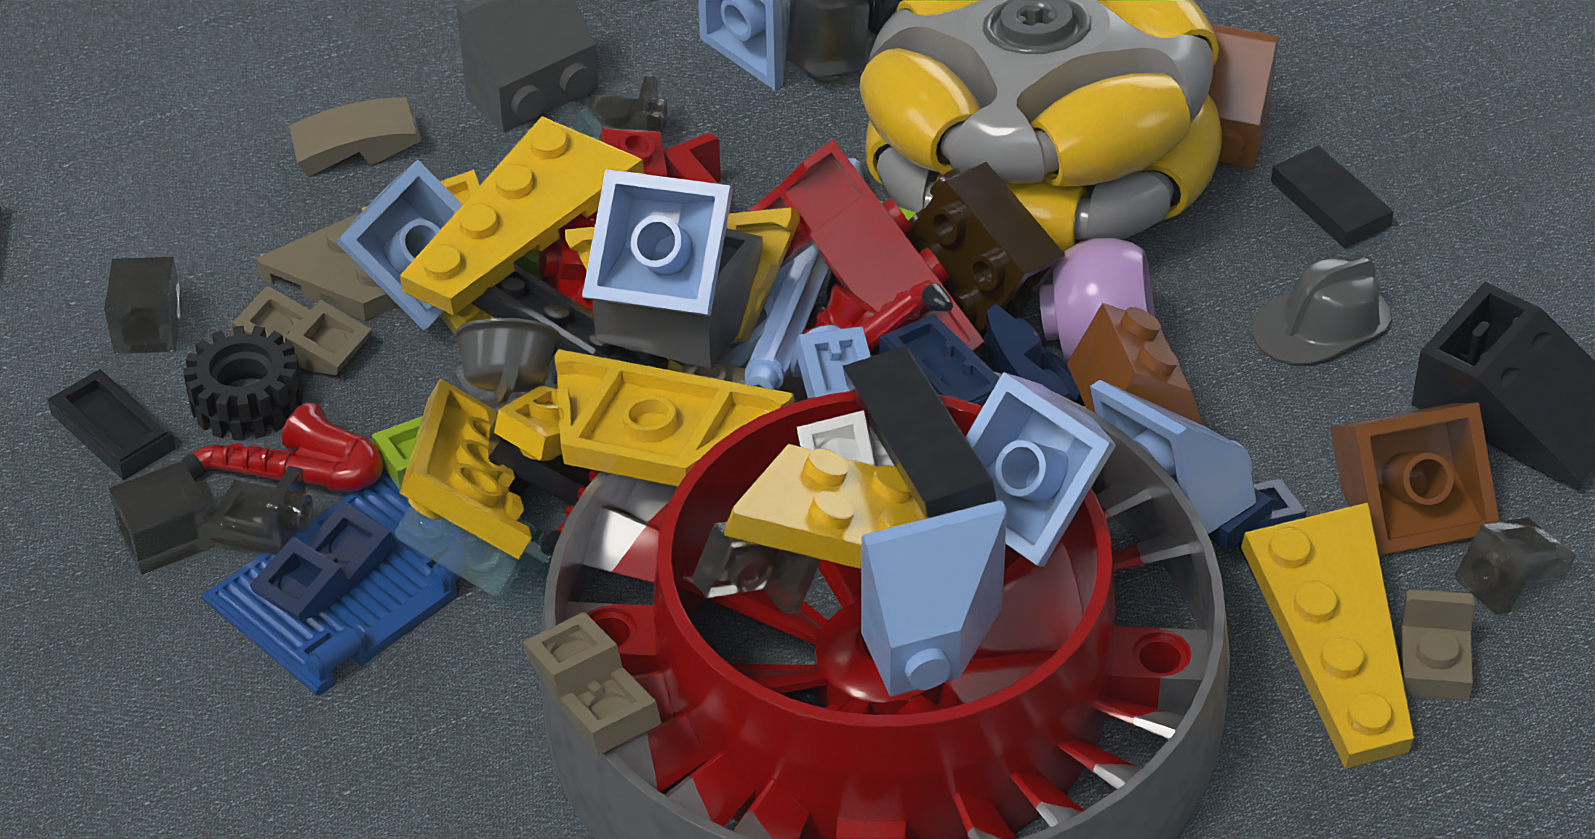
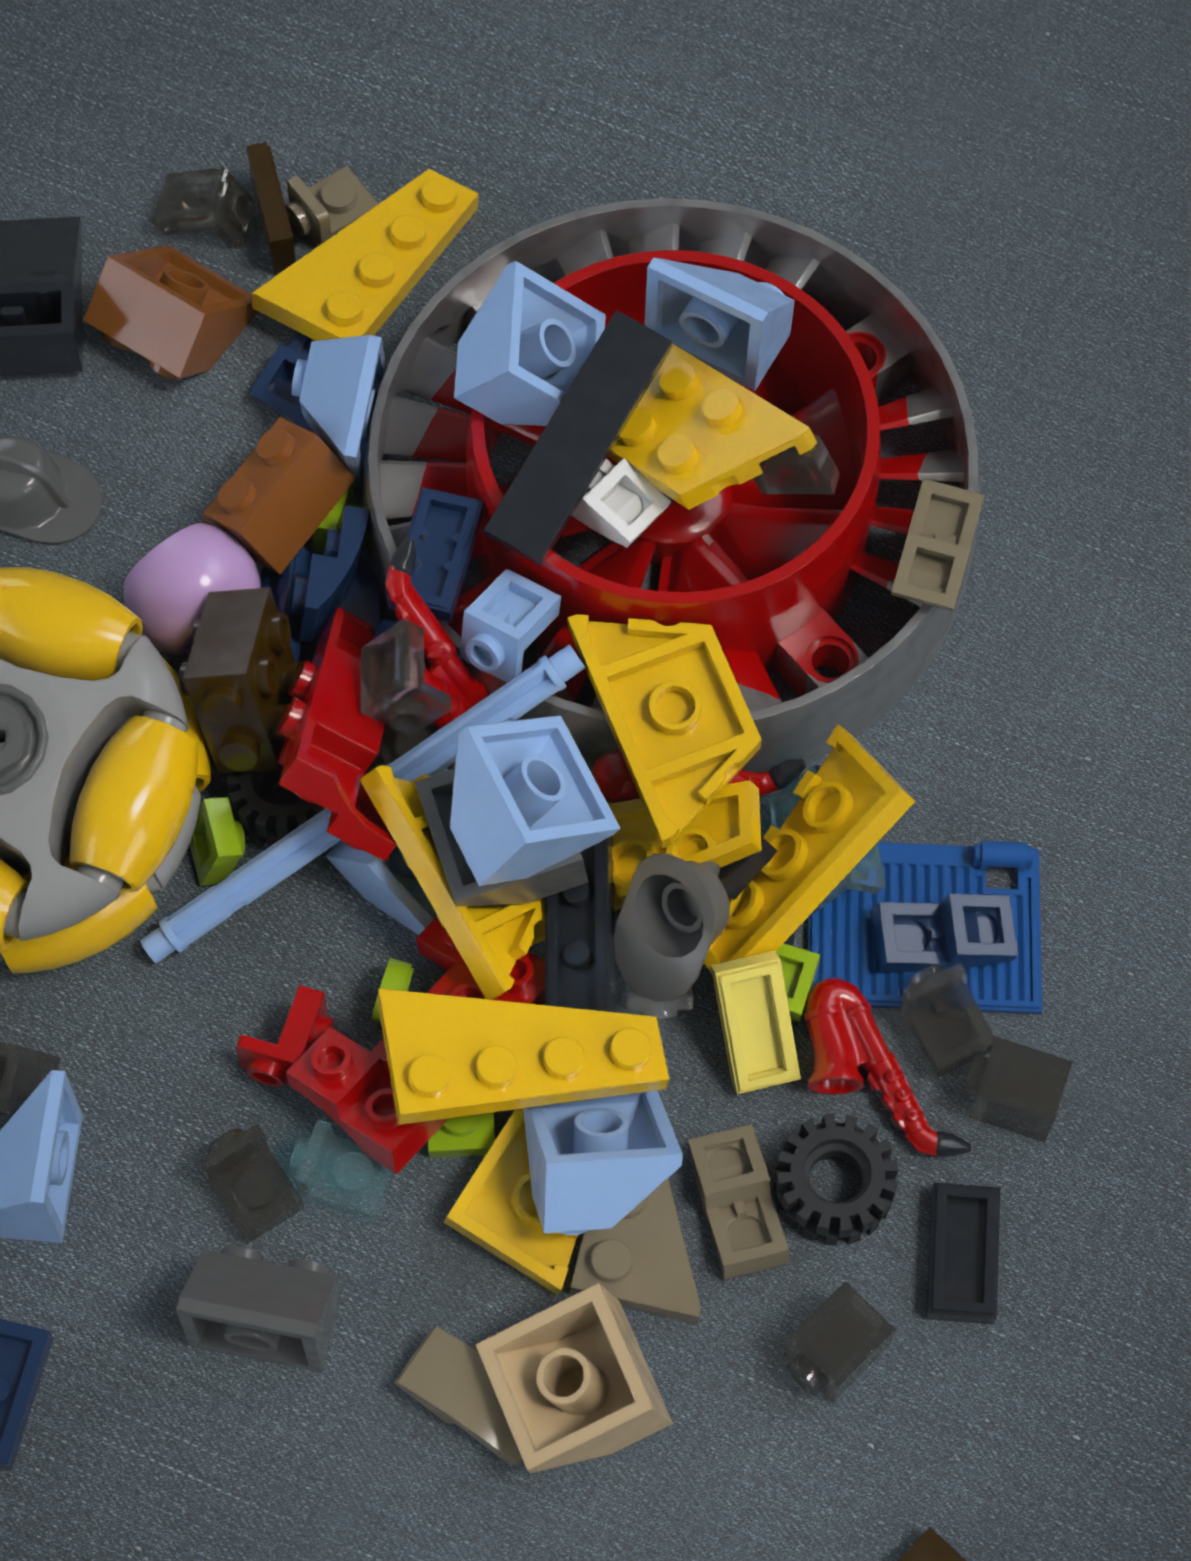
camera: 135 degrees left, 20 degrees up
(289, 162) = (573, 1381): none -> tan slope
(394, 393) = (755, 1022): none -> light yellow tile
(853, 271) = (394, 681): none -> clear smoke bracket
(1502, 605) = (271, 206): none -> dark brown tile

